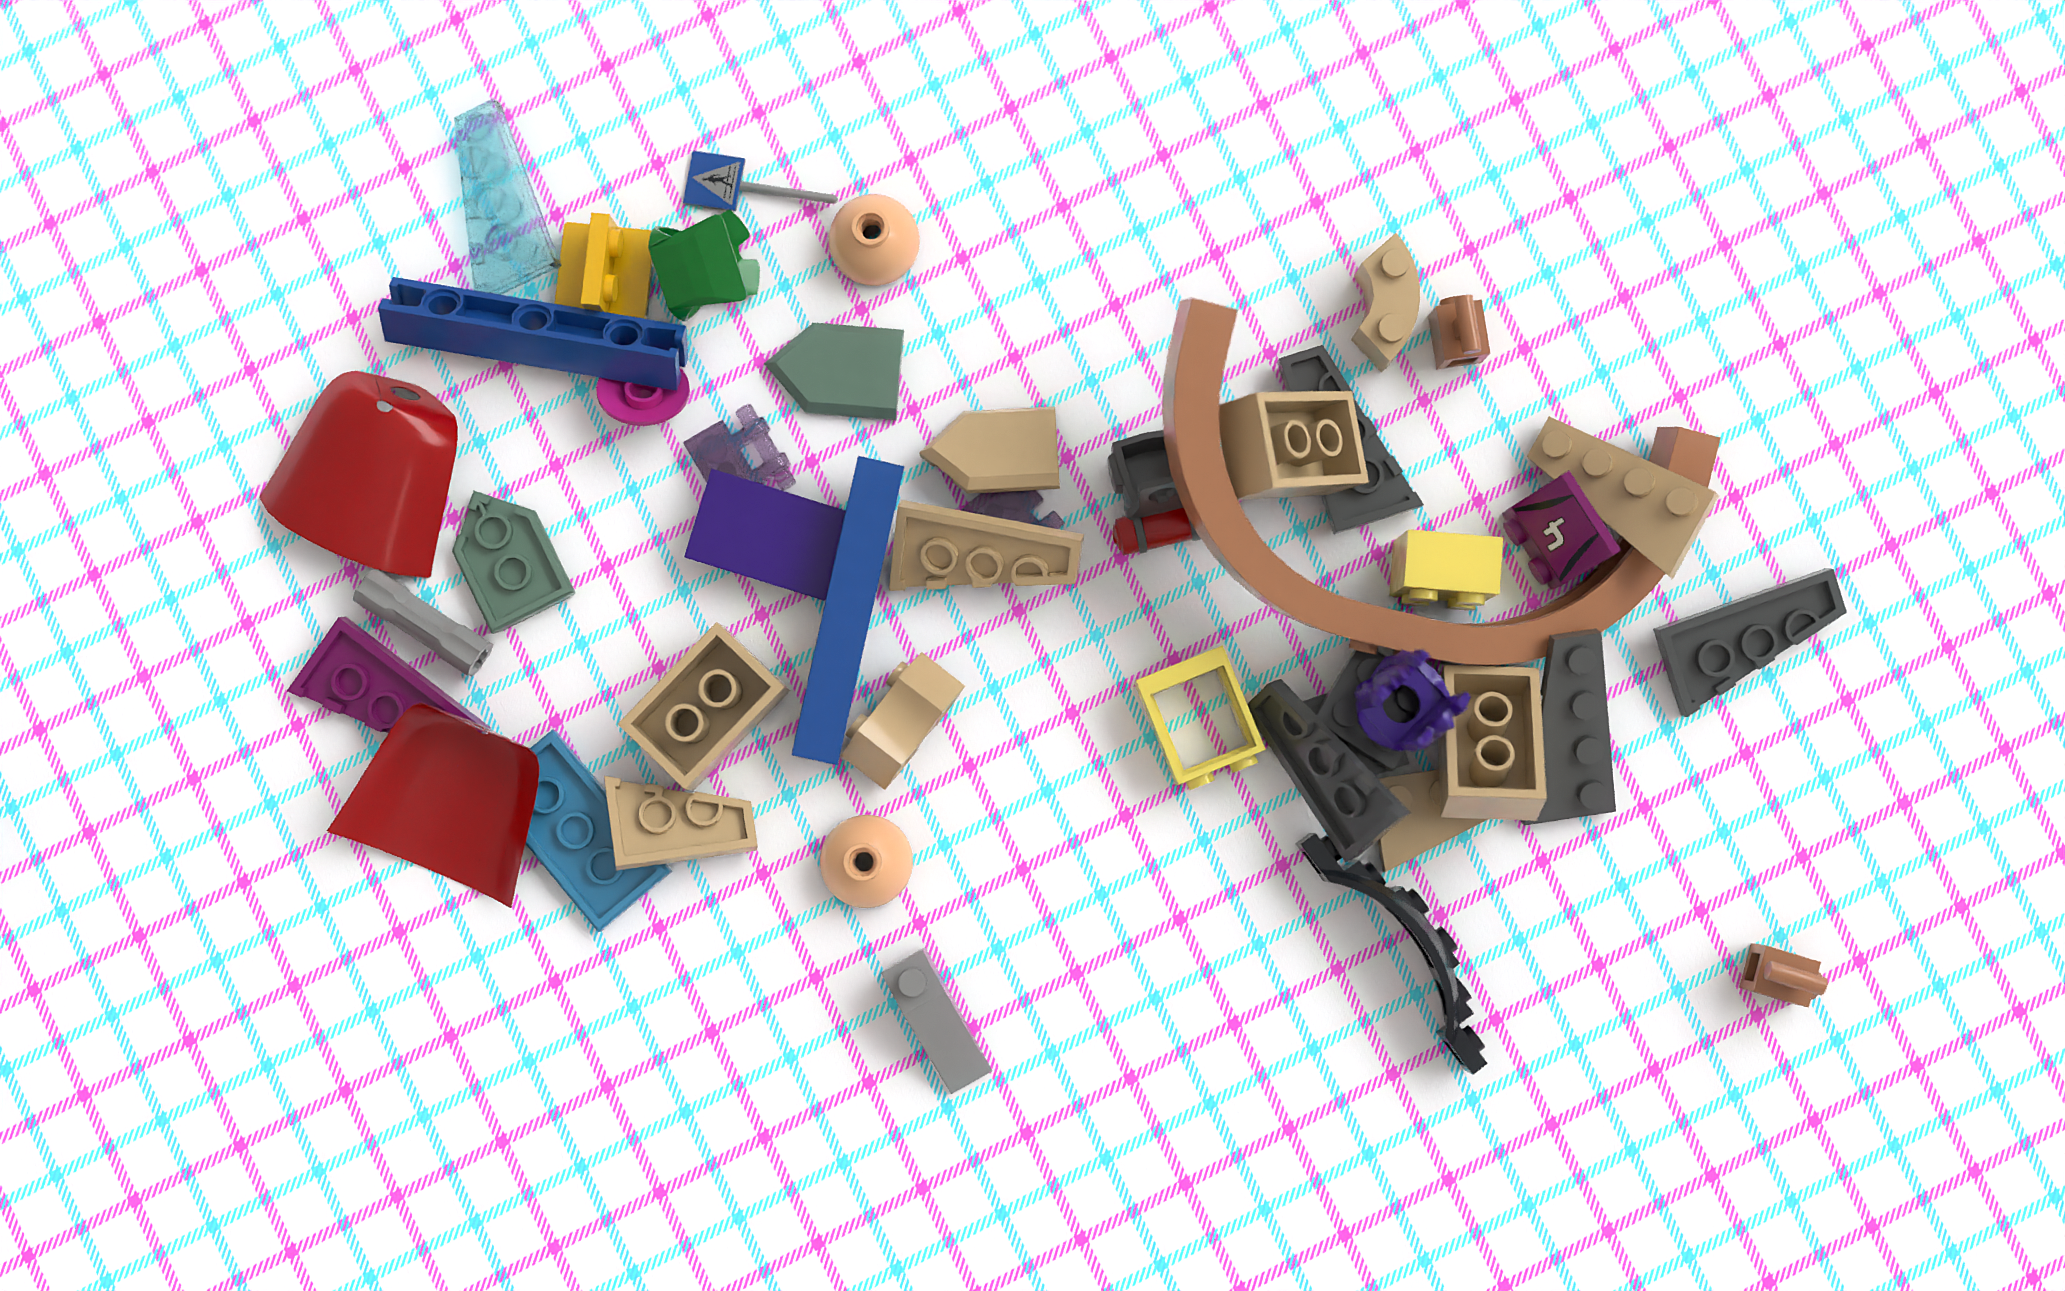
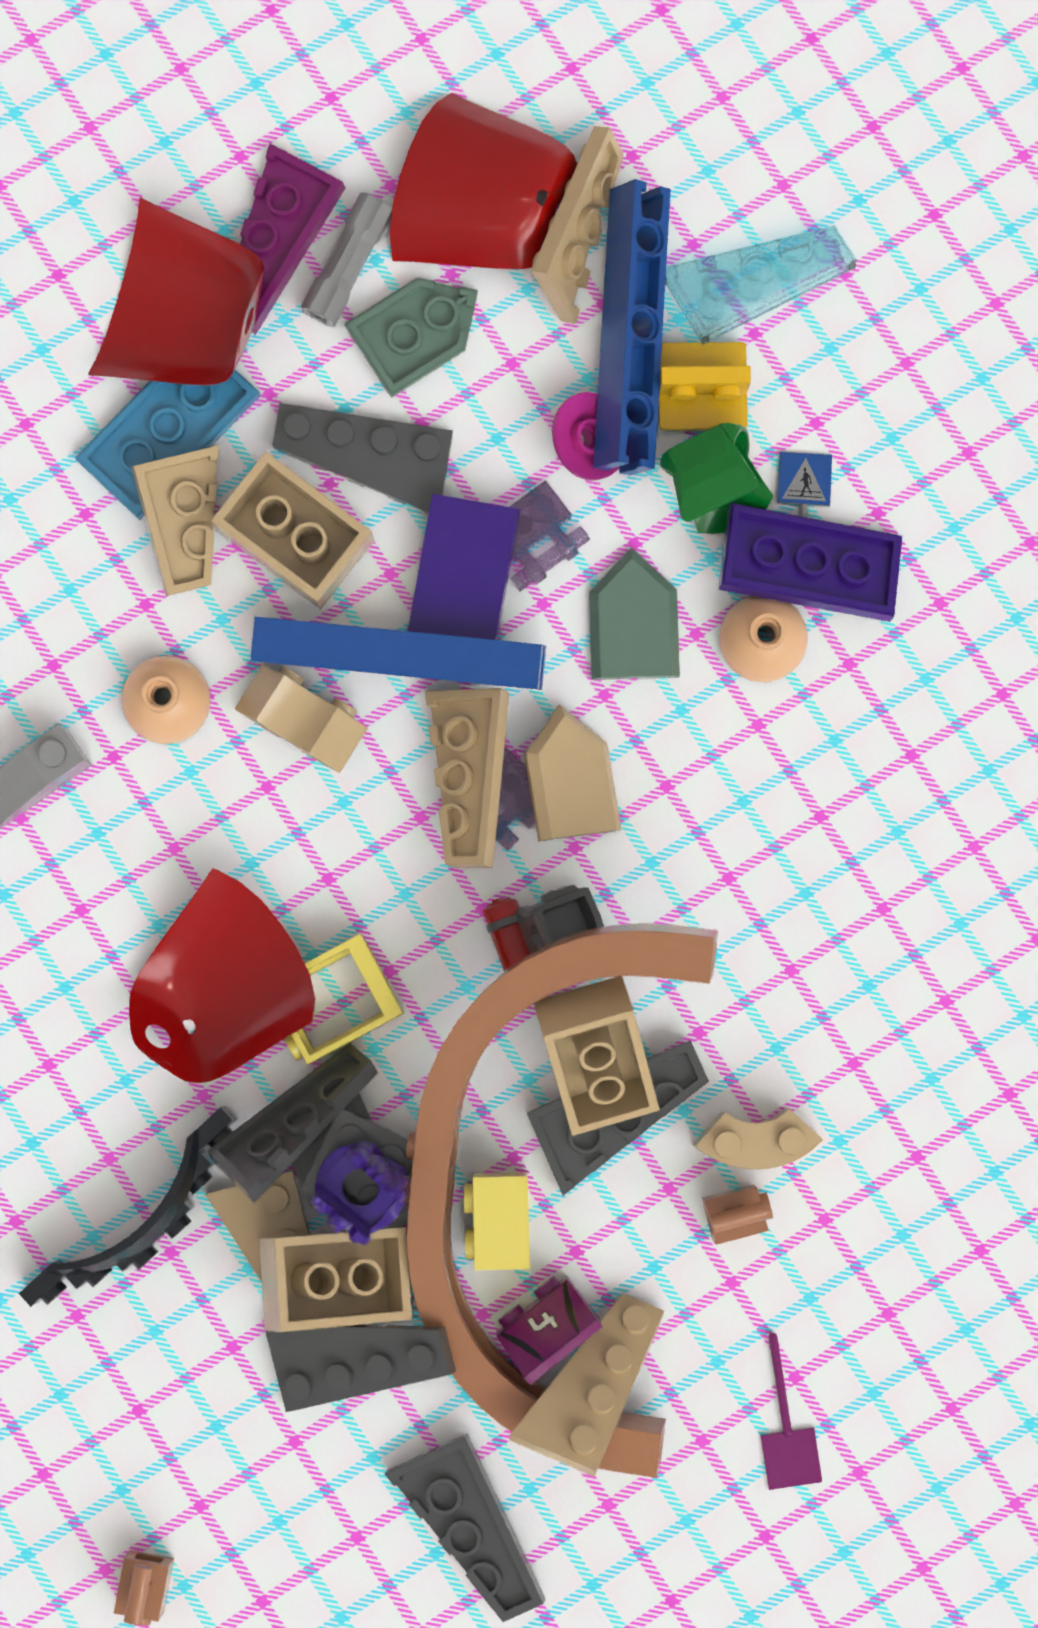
camera: 80 degrees right, 0 degrees up
(418, 377) = (577, 224): none -> tan wing
(635, 608) = (376, 453): none -> dark grey wing
(802, 181) = (810, 562): none -> dark purple tile
(1167, 817) = (227, 972): none -> red piece
(1701, 310) = (789, 1455): none -> magenta piece

